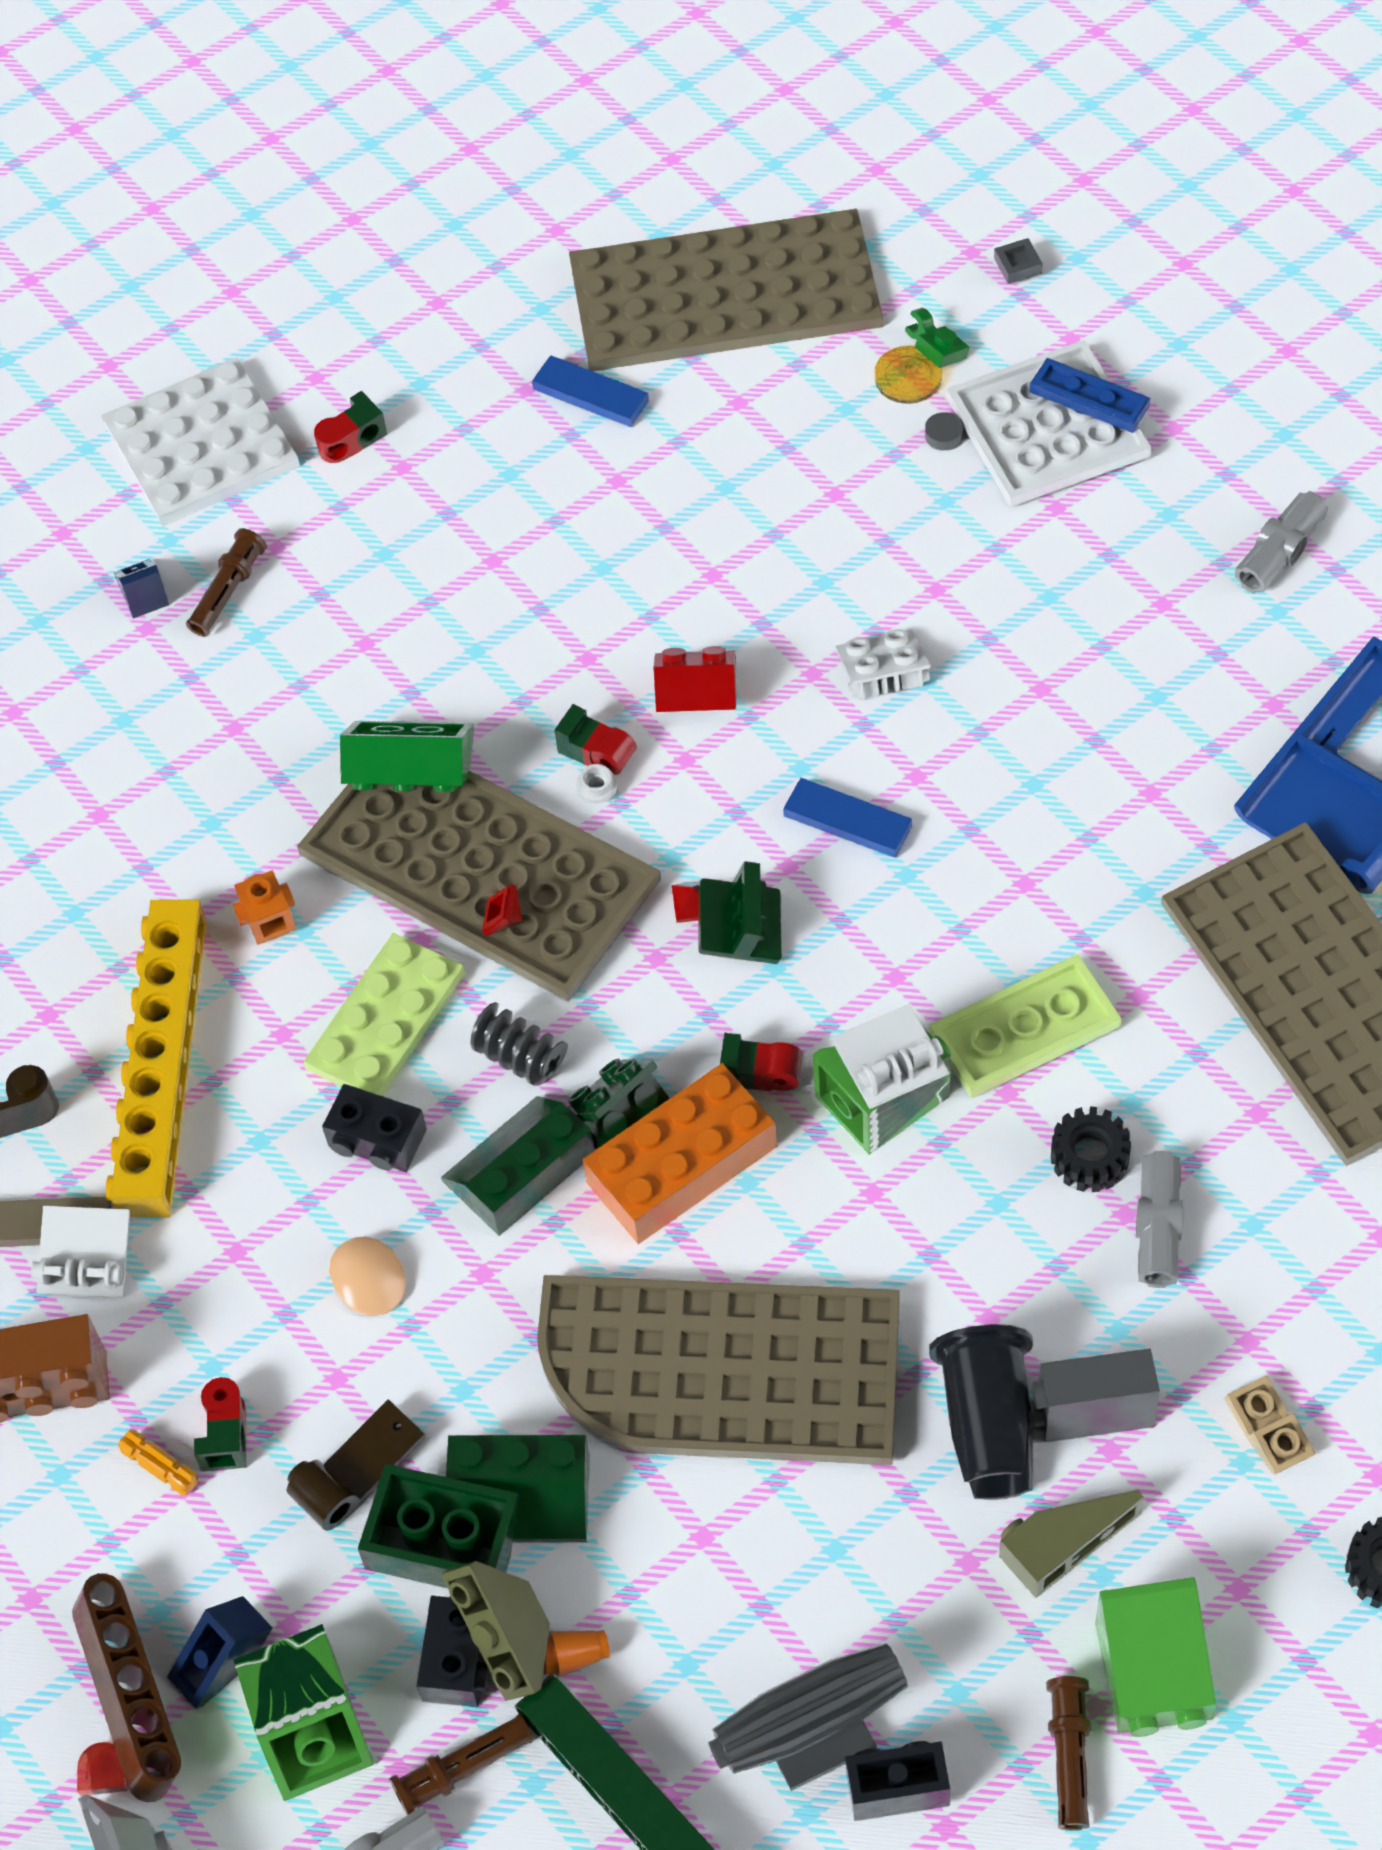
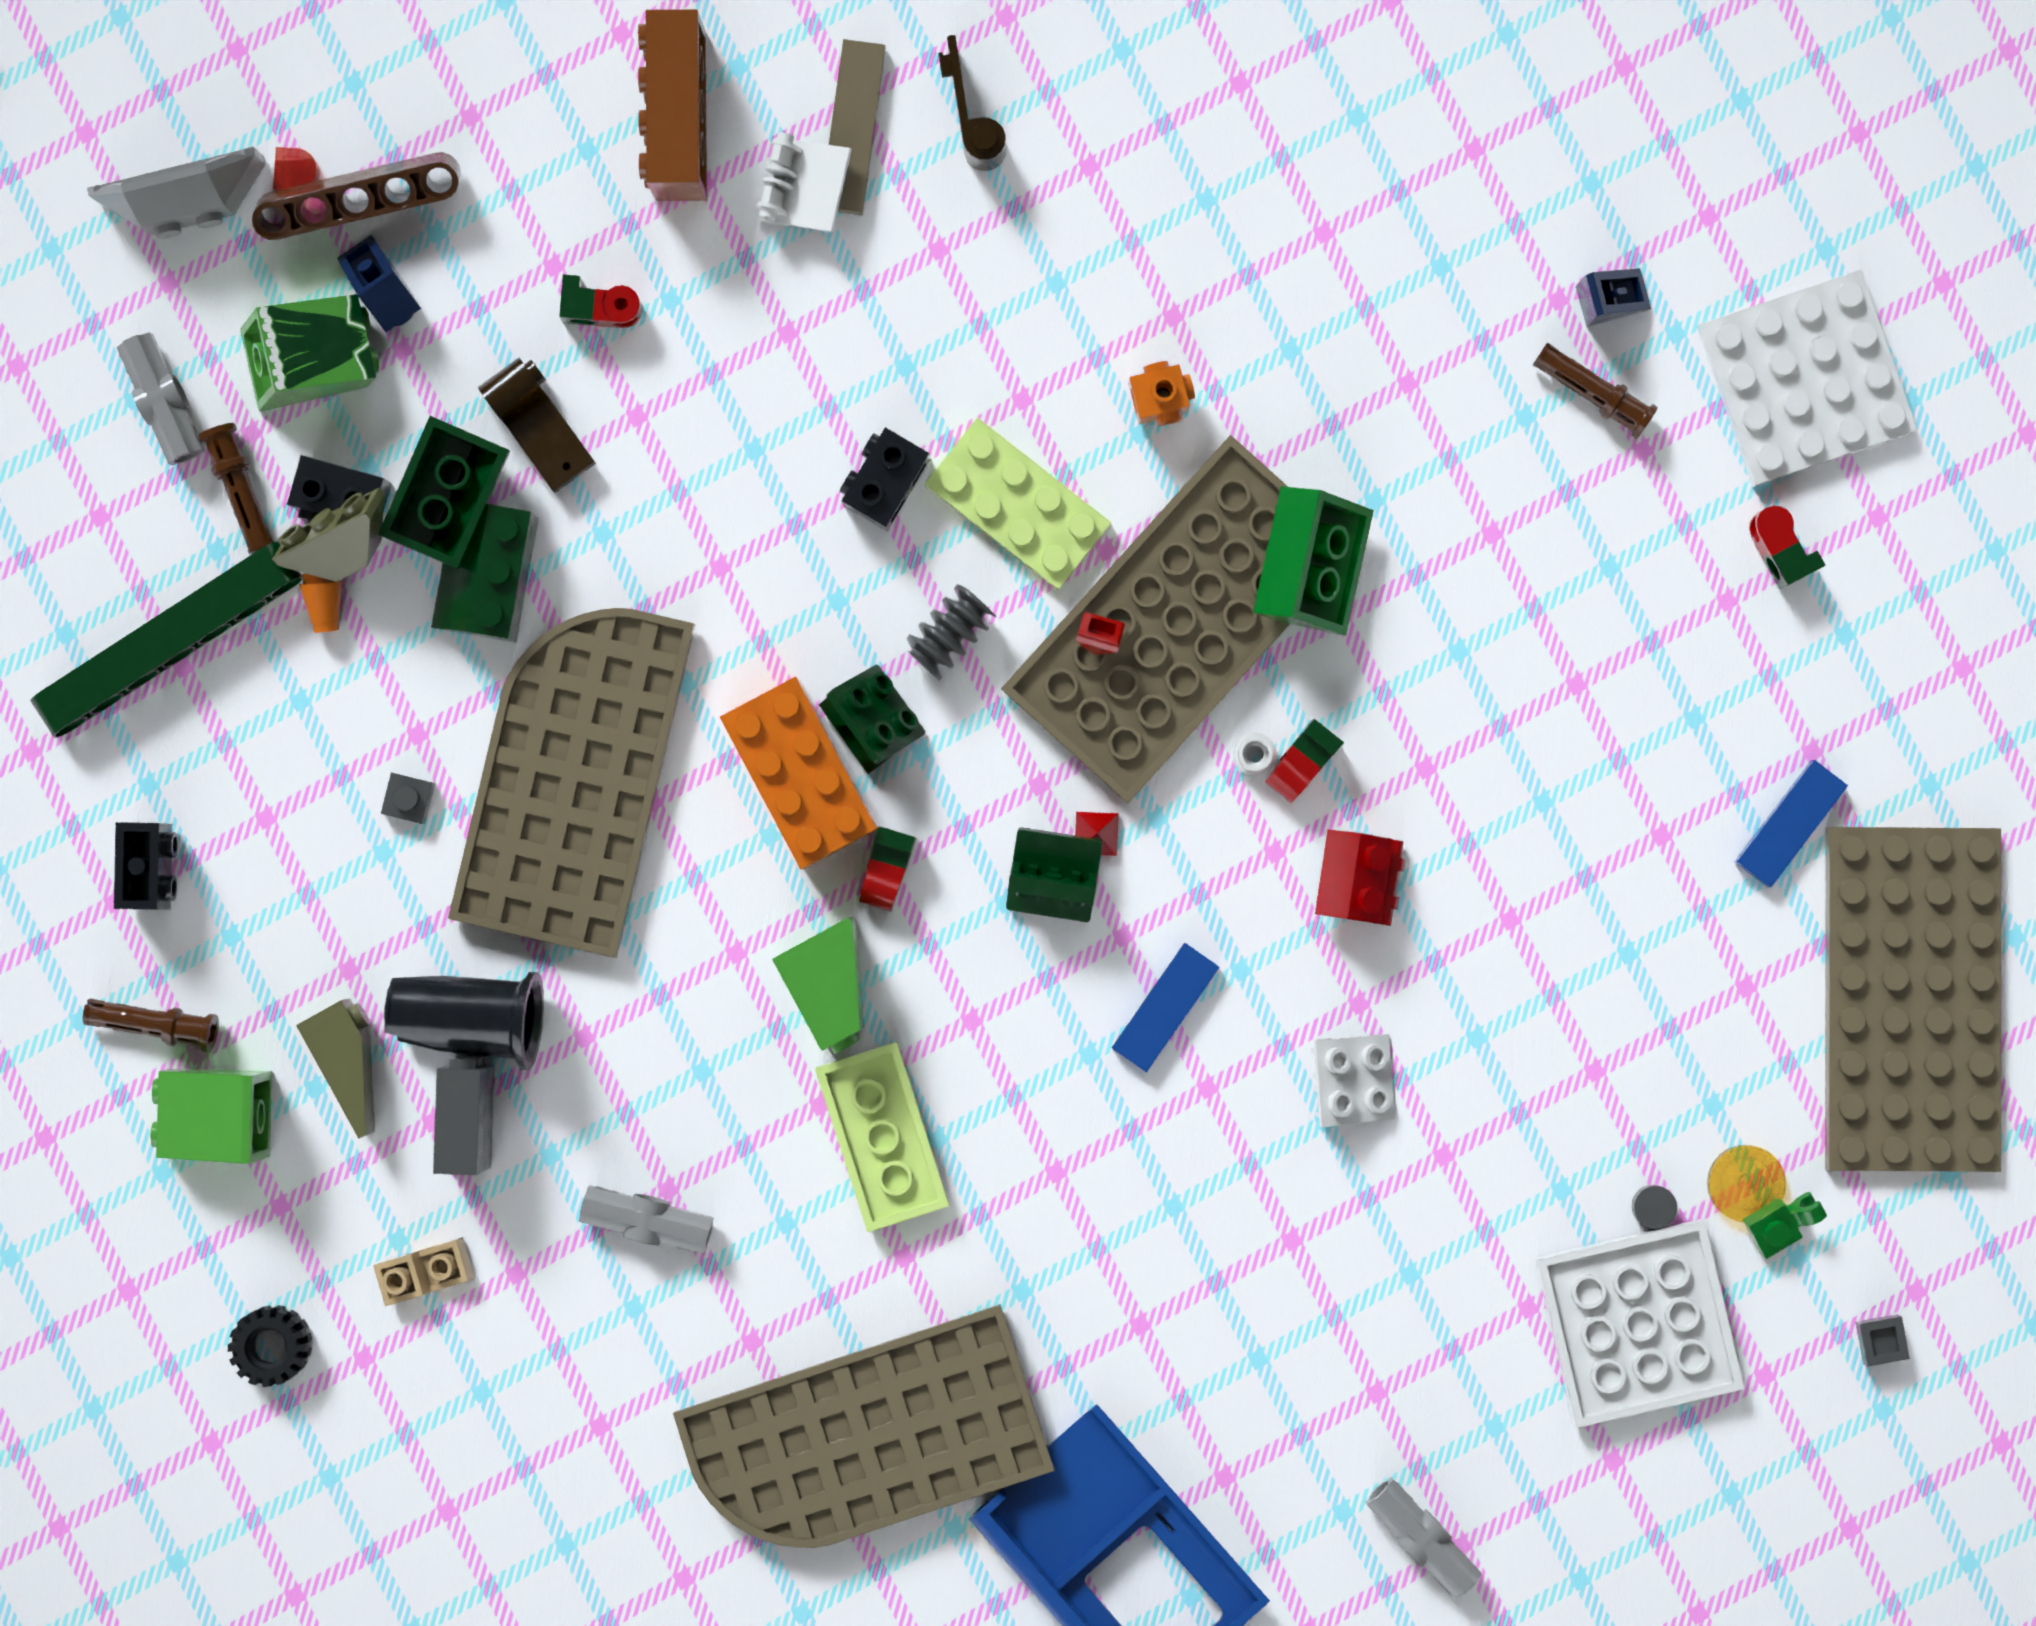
camera: 95 degrees right, 30 degrees up
(152, 1190) = (985, 283): yellow brick -> none
(158, 1462) = (577, 241): light orange axle -> none
(367, 1276) = (731, 455): light nougat hat -> none
(521, 1162) = (826, 614): dark green slope -> none
(772, 1530) = (407, 798): none -> dark grey plate
(811, 1718) = (212, 797): dark grey plate -> none
(890, 1055) = (825, 991): white hinge -> none
(1089, 395) = (1658, 1376): blue tile -> none
(1095, 1127) = (733, 1197): black tyre -> none

